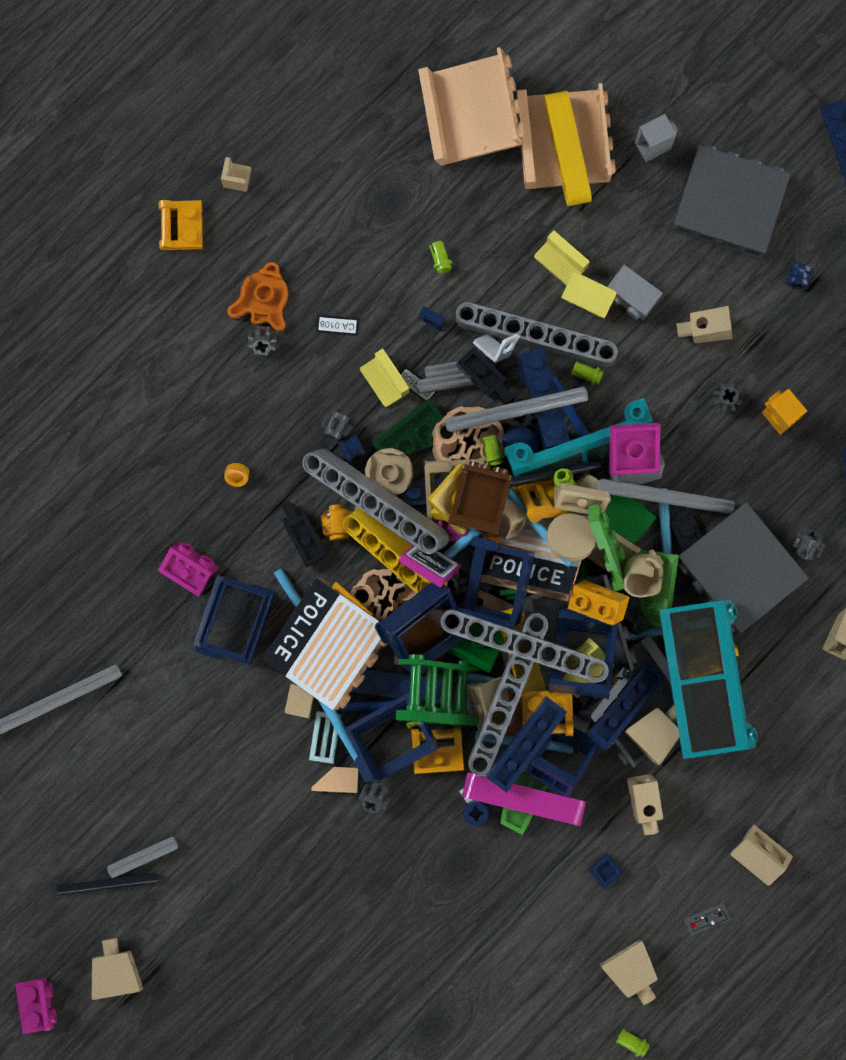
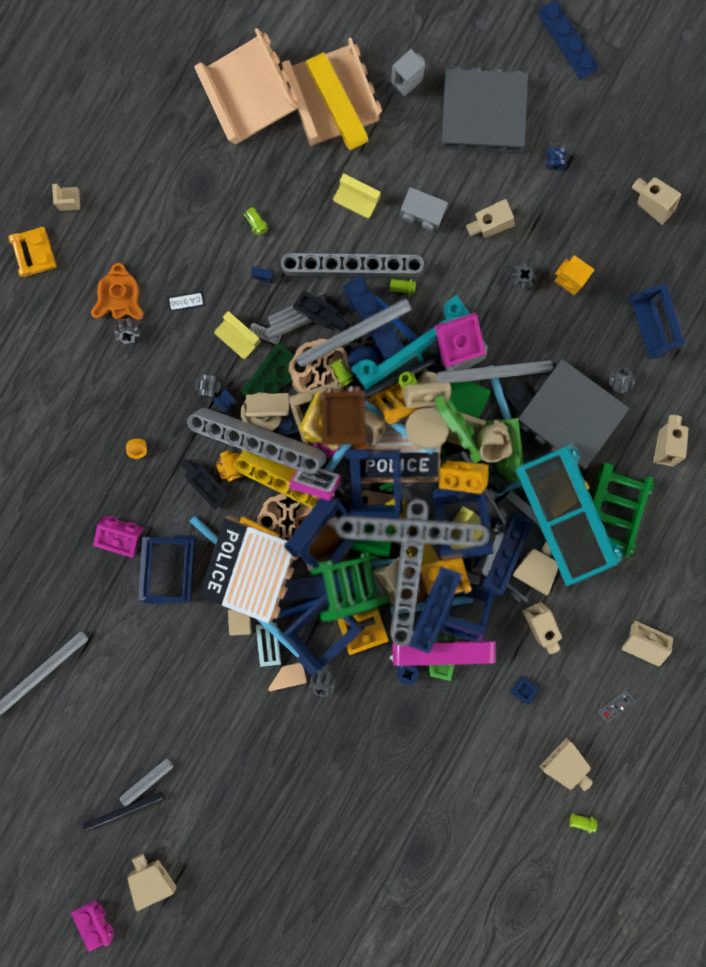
camera: 20 degrees left, 5 degrees up
(398, 464) = (267, 404): none -> tan panel
(495, 350) = (321, 287): white bracket -> none
(588, 295) = (387, 220): light yellow panel -> none
(751, 669) = (601, 495): none -> green fence

